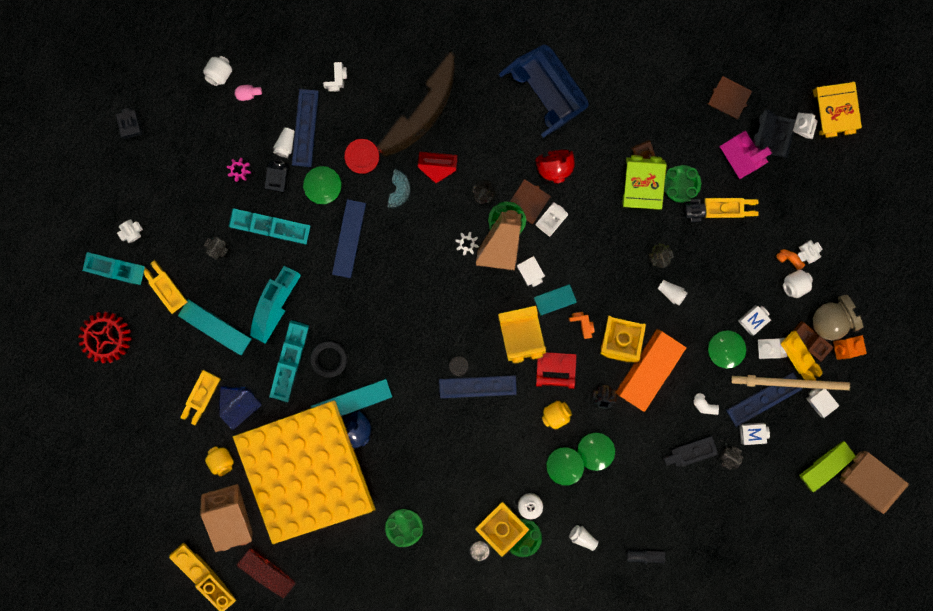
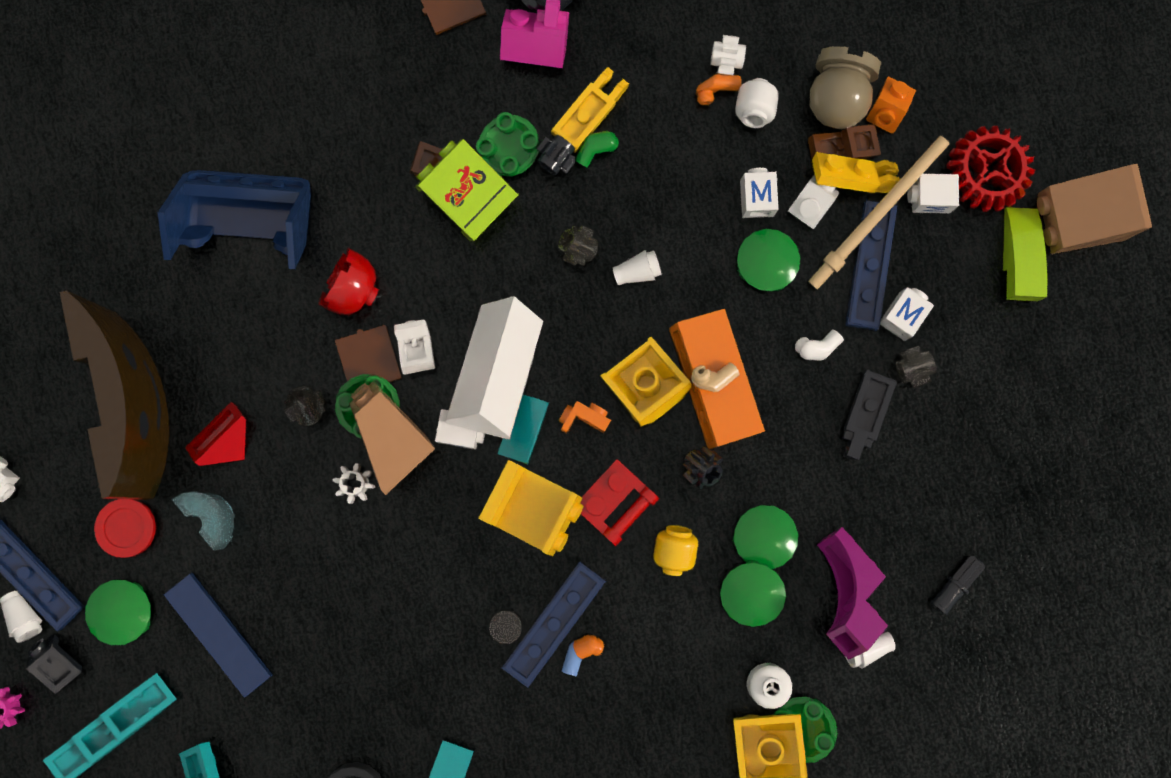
camera: 60 degrees left, 5 degrees down
(476, 408) = (581, 649): none -> arm
(573, 265) = (495, 368): none -> white slope
(610, 507) = (856, 577): none -> magenta arch
(648, 370) = (714, 381): none -> tan arm
(716, 224) = (596, 143): none -> green arm
(856, 427) = (1009, 150): none -> red gear

